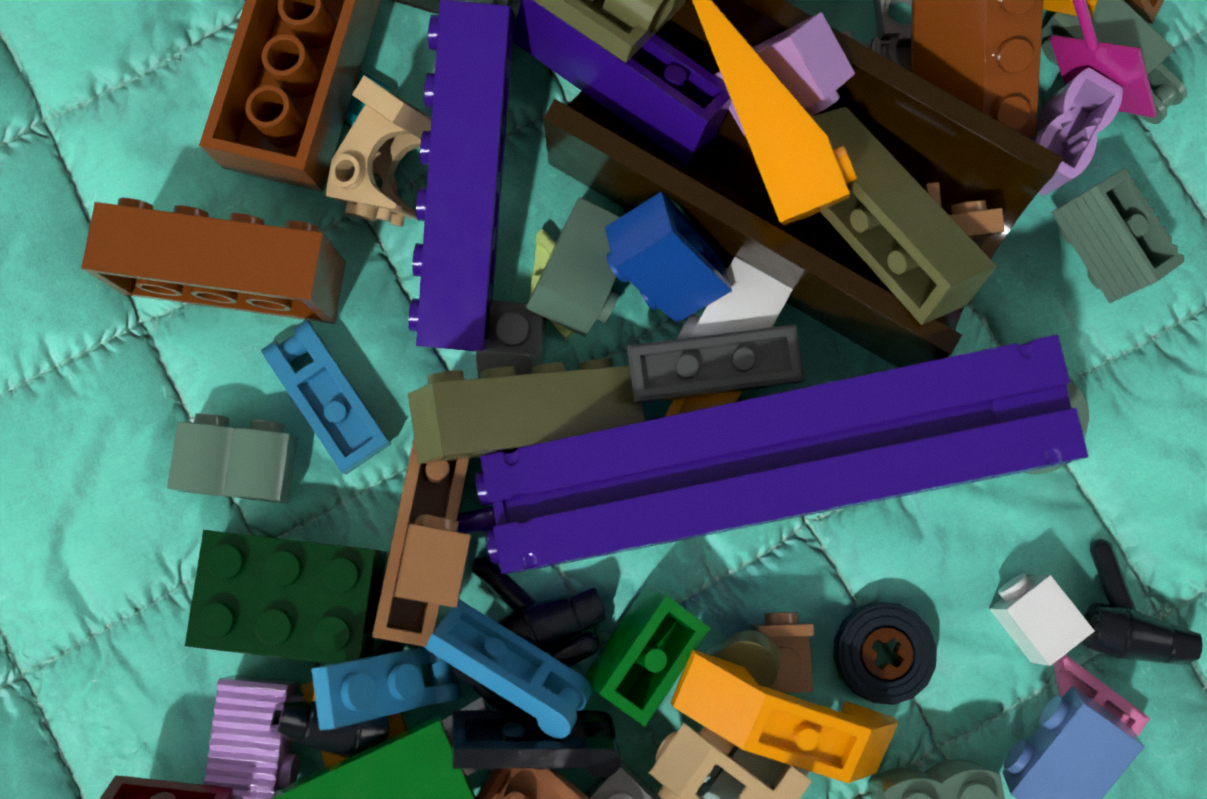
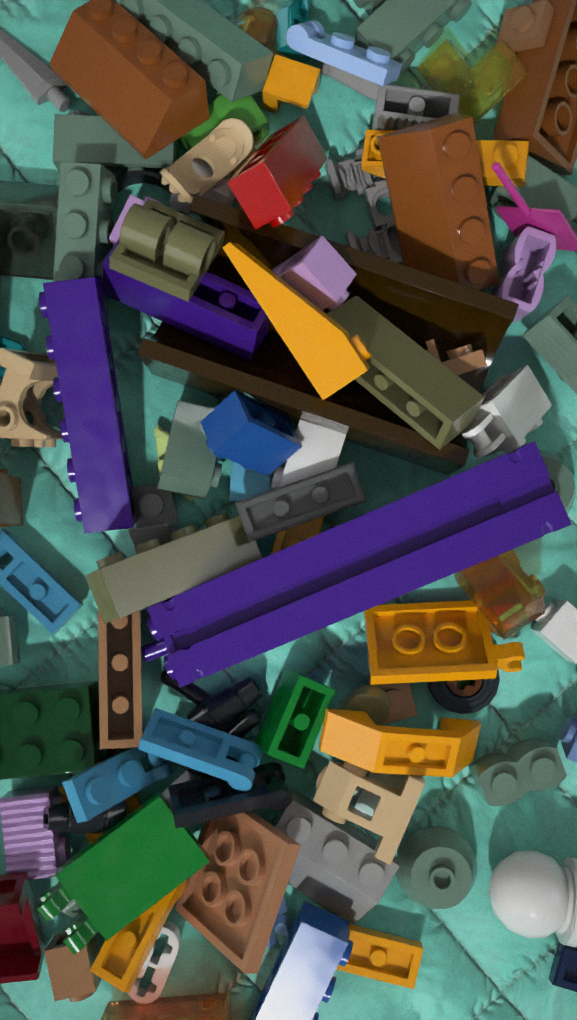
camera: 10 degrees left, 5 degrees up
(433, 562) = (130, 690): medium nougat brick -> none
(644, 325) = (246, 483): none -> medium azure tile
(865, 595) = (435, 643): none -> light orange tile
(963, 541) = (503, 592): none -> clear orange brick
(1017, 303) = (507, 413): none -> white brick

